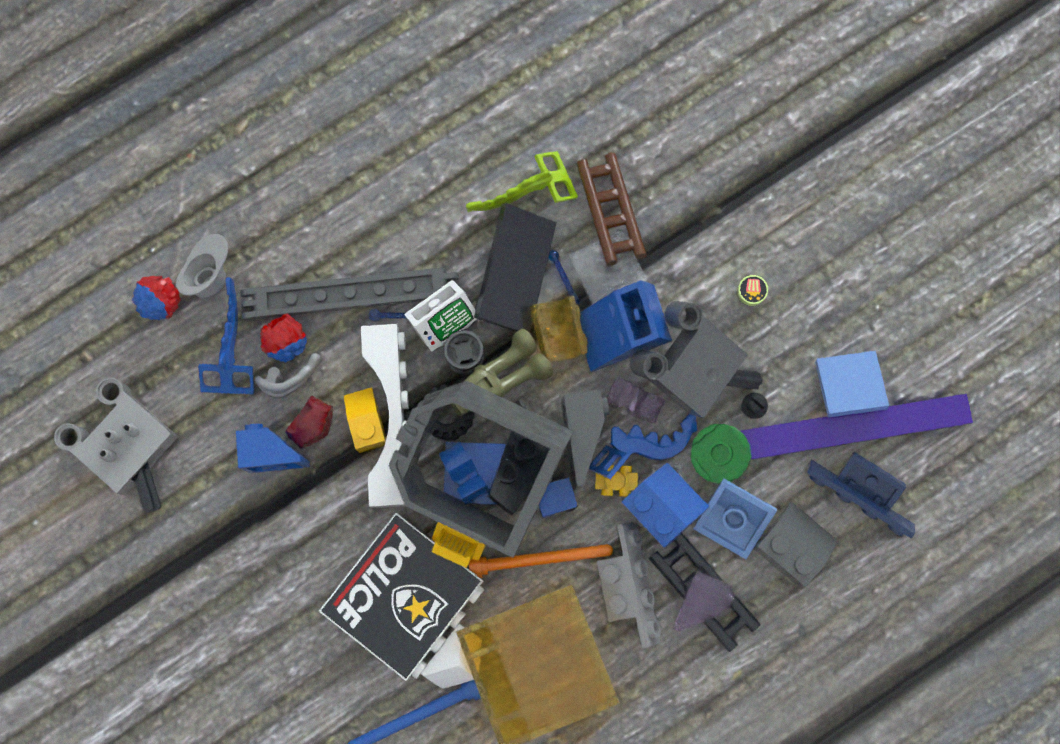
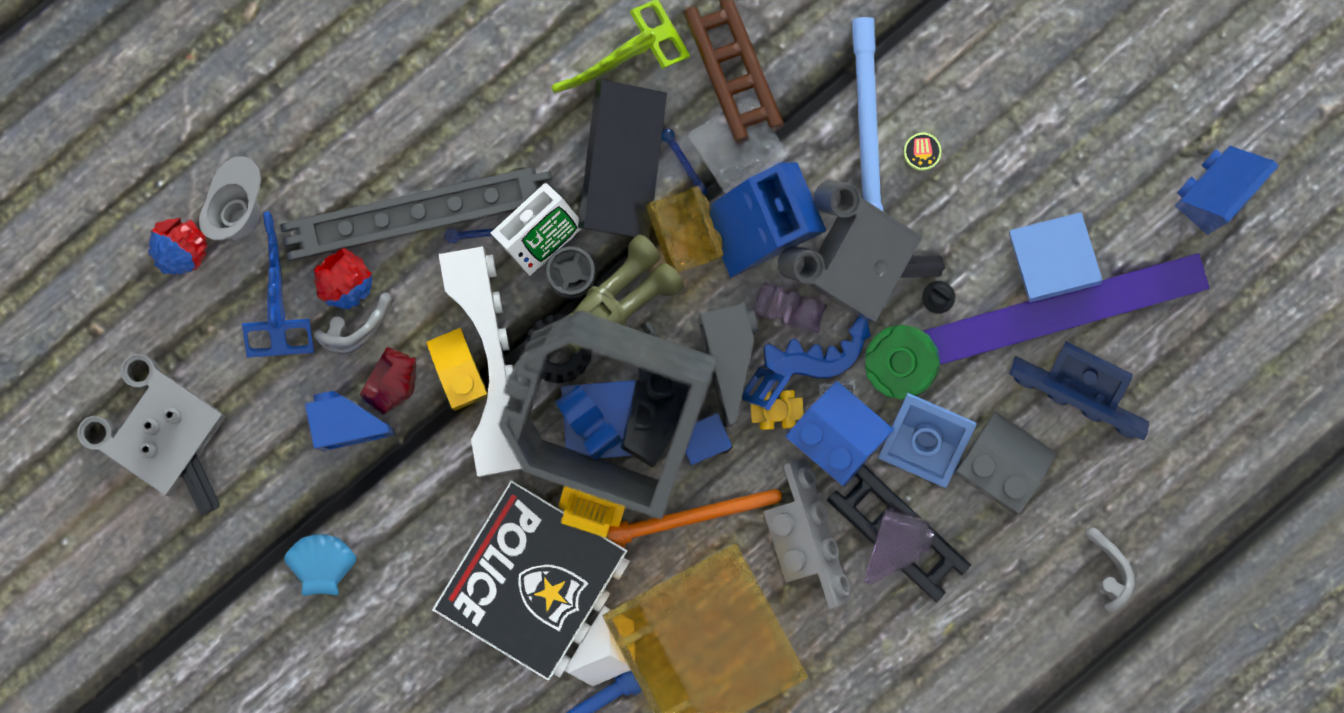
camera: 10 degrees left, 5 degrees up
(235, 563) = (320, 563): none -> dark azure animal
(714, 208) = (864, 49): none -> light blue piece
(878, 660) = (1116, 592): none -> light grey piece
(994, 342) = (1223, 187): none -> blue slope

